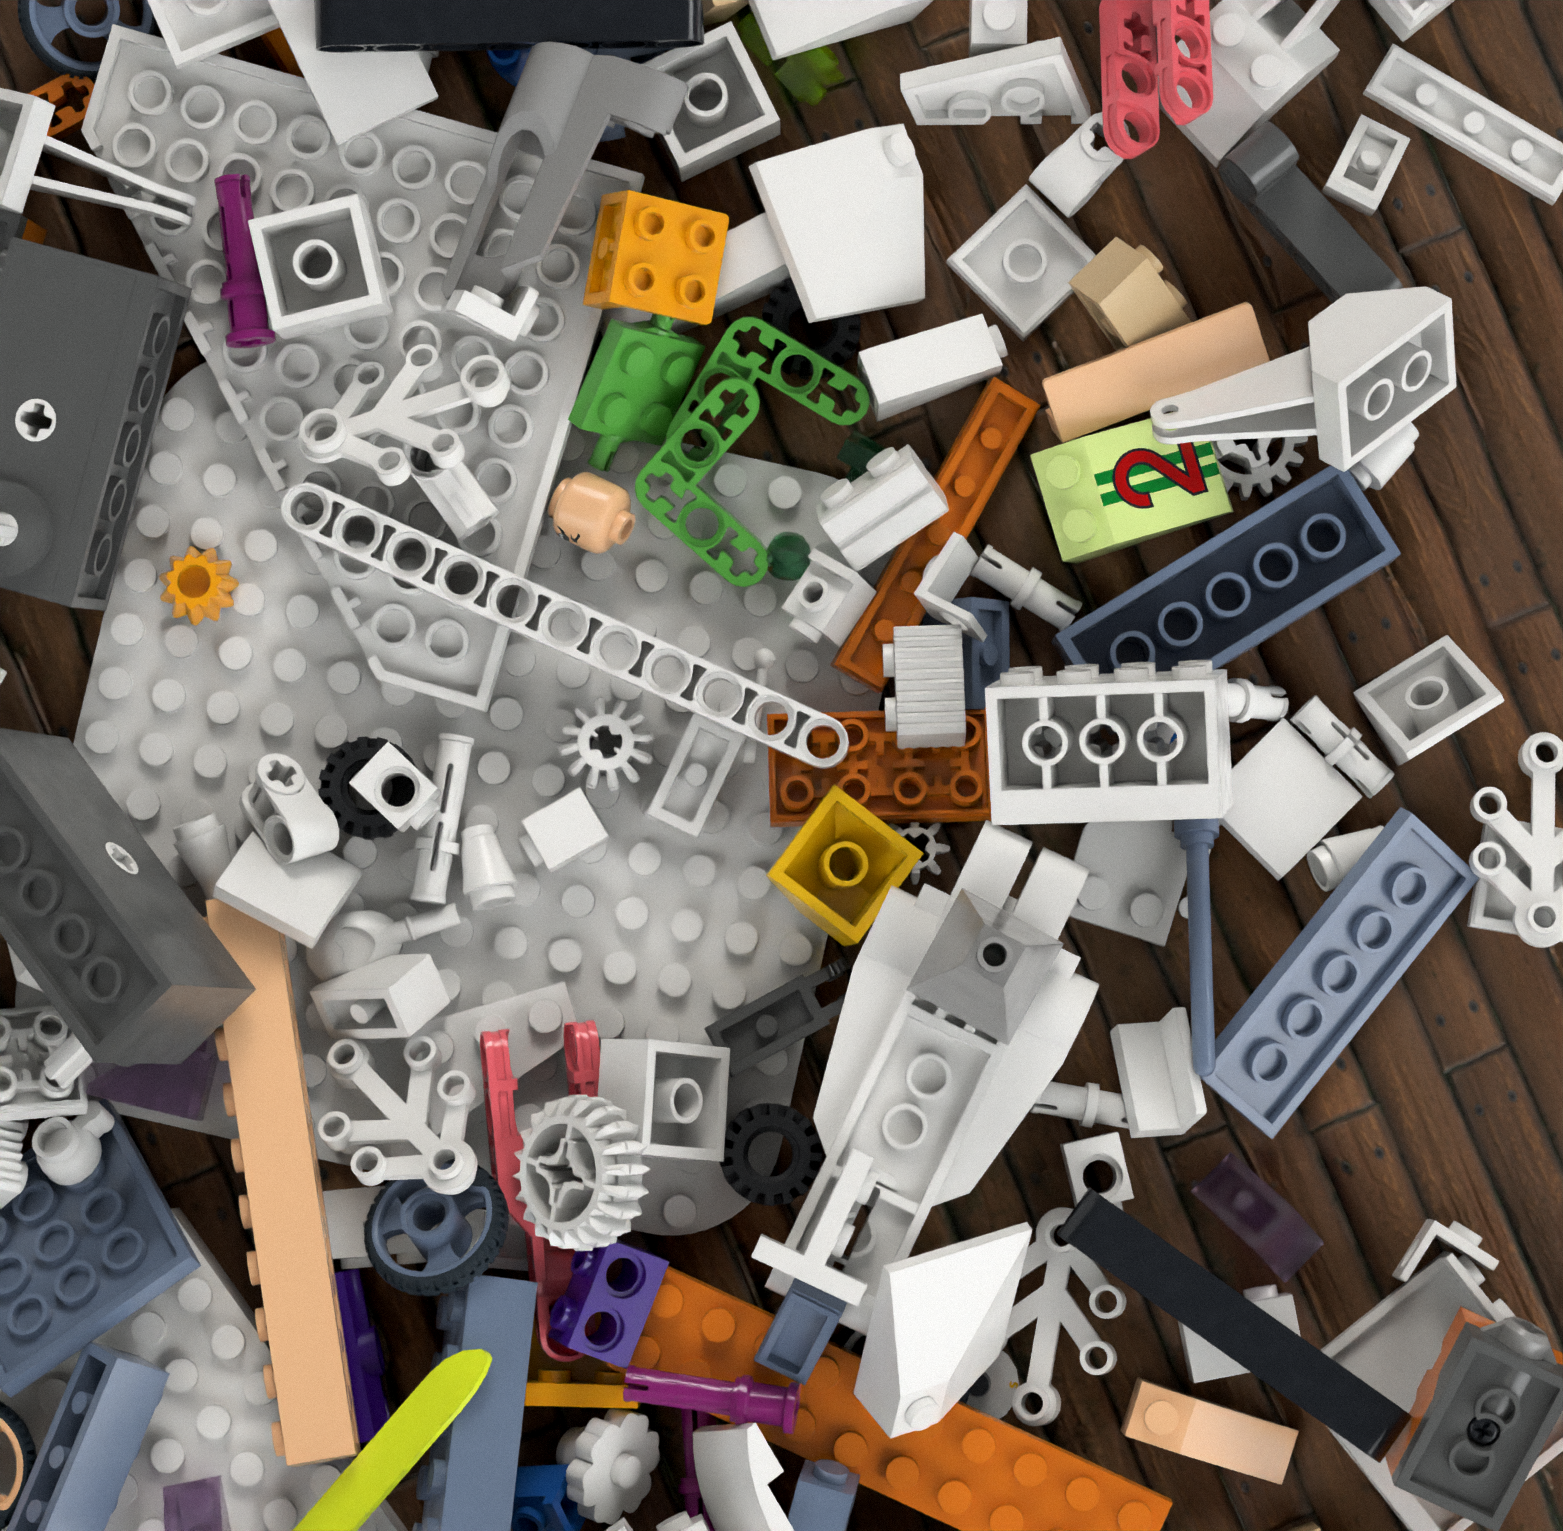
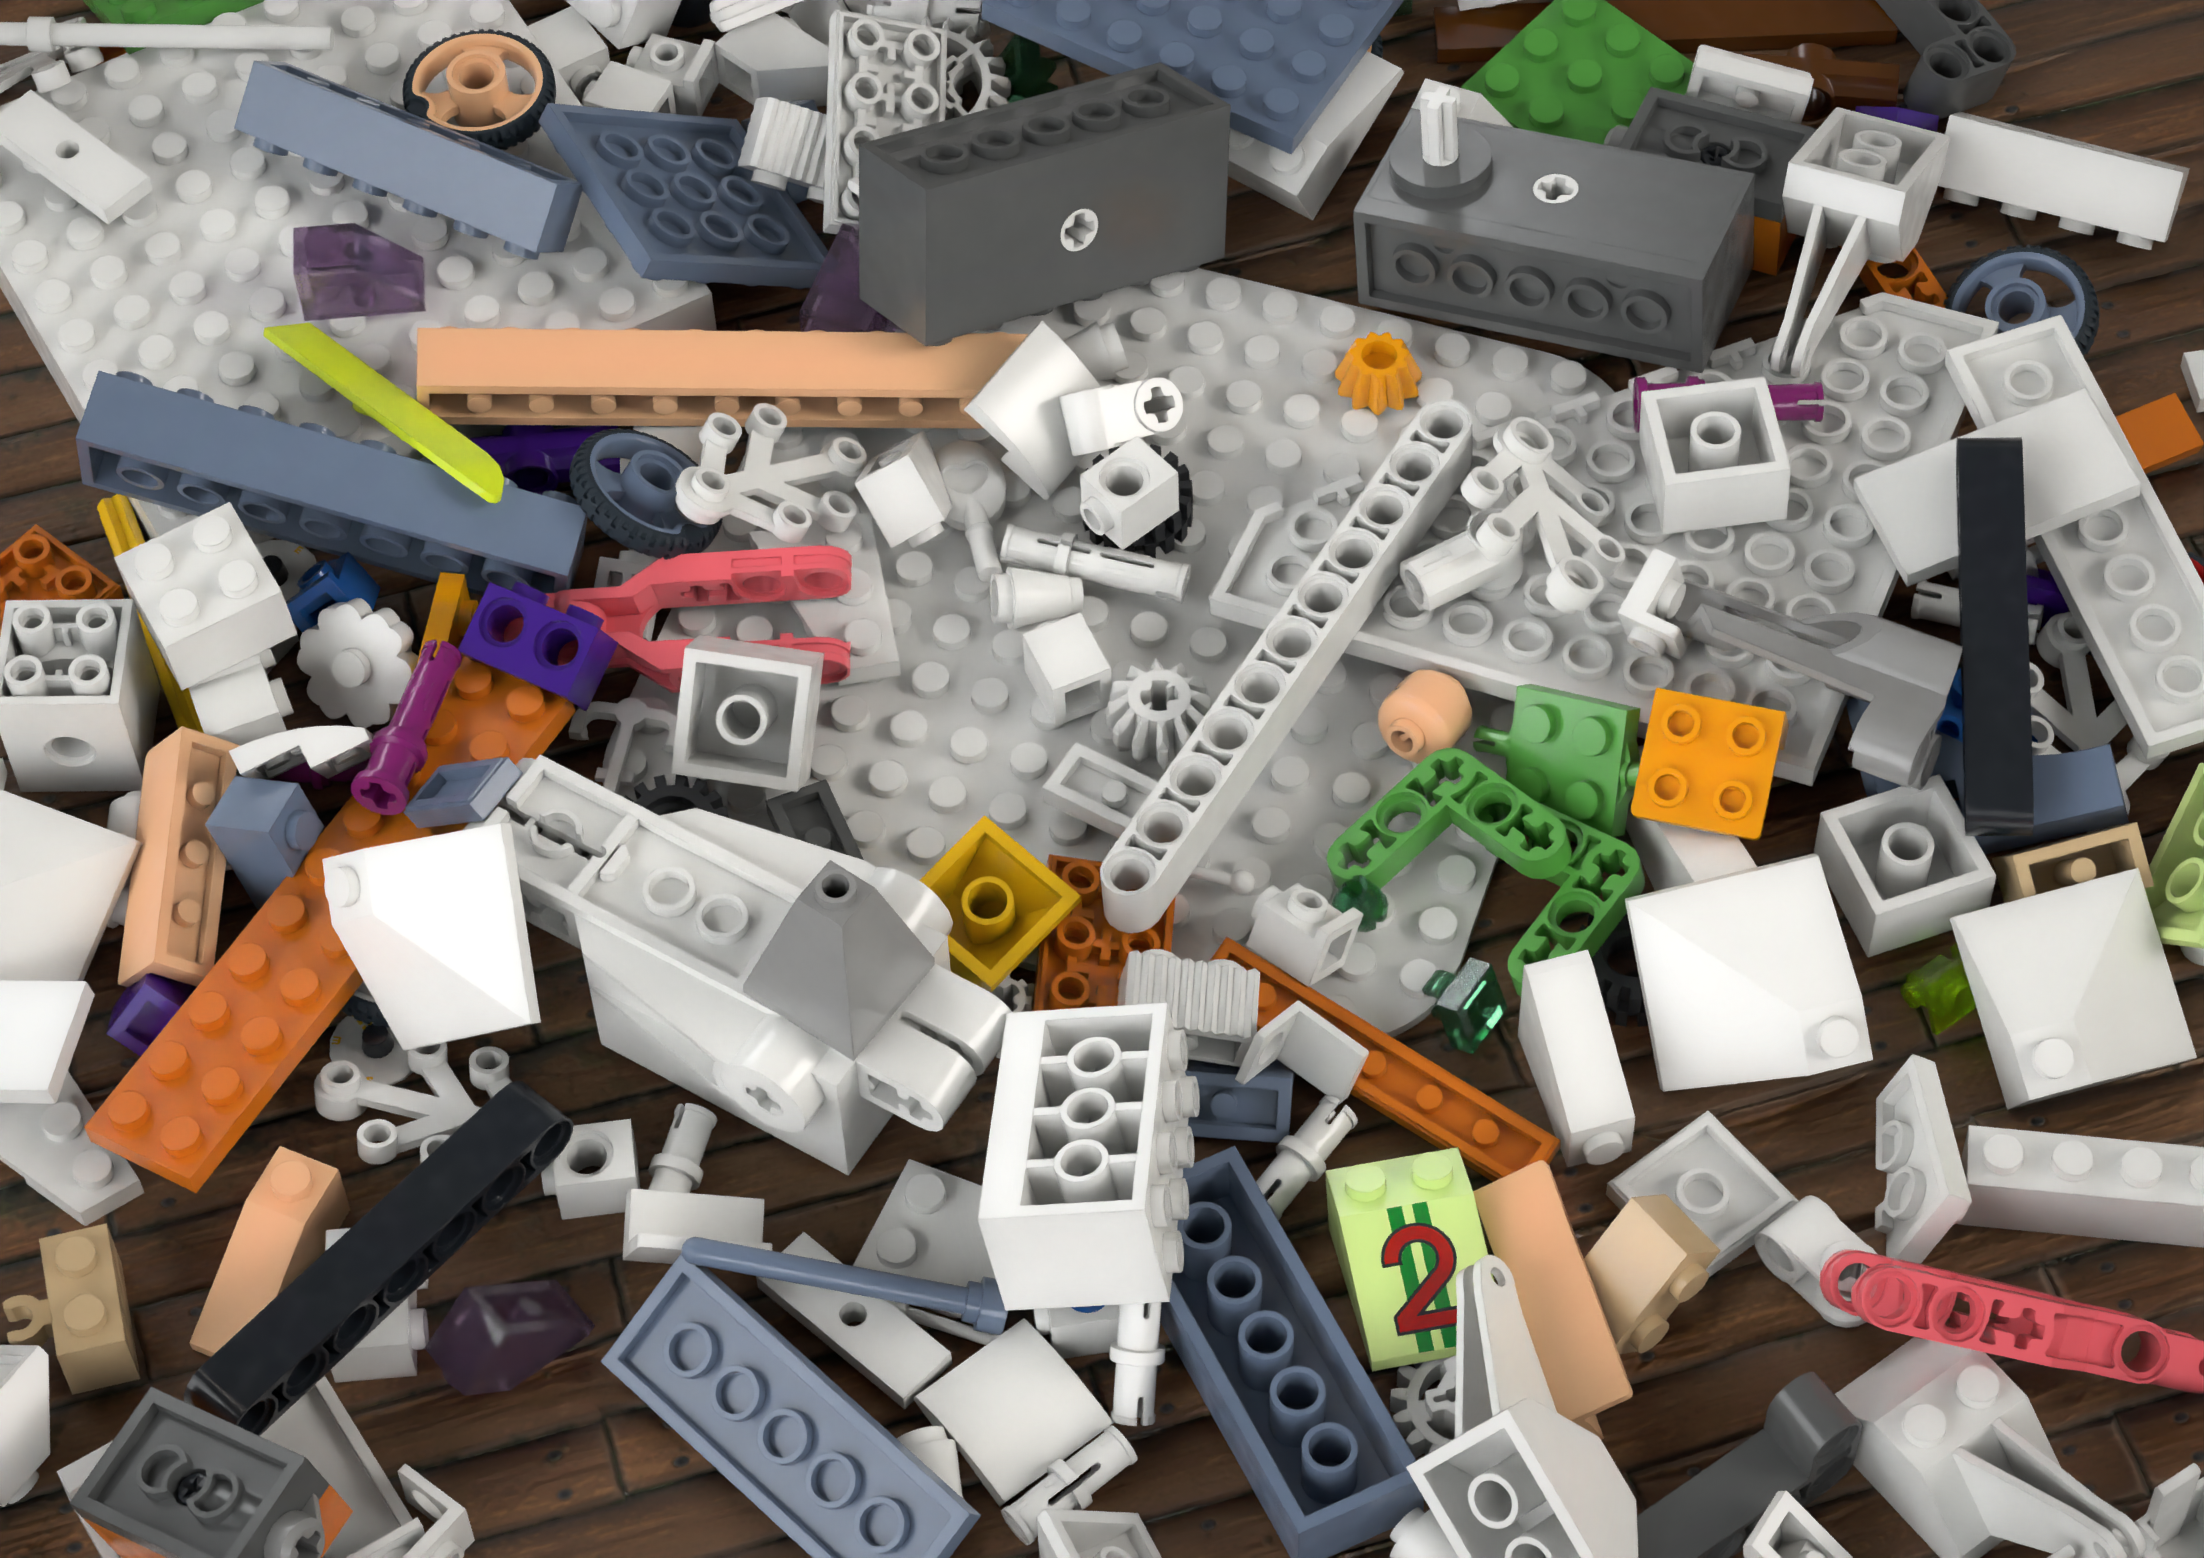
camera: 95 degrees right, 30 degrees down
(71, 1148) = (793, 221): white piece -> none
(581, 1172) = (676, 601): white gear -> none
(699, 1218) = (630, 716): none -> white piece
(828, 1237) = (535, 769): white bracket -> none
(880, 506) = (1405, 984): white brick -> none
(1236, 911) = (883, 1347): none -> white tile

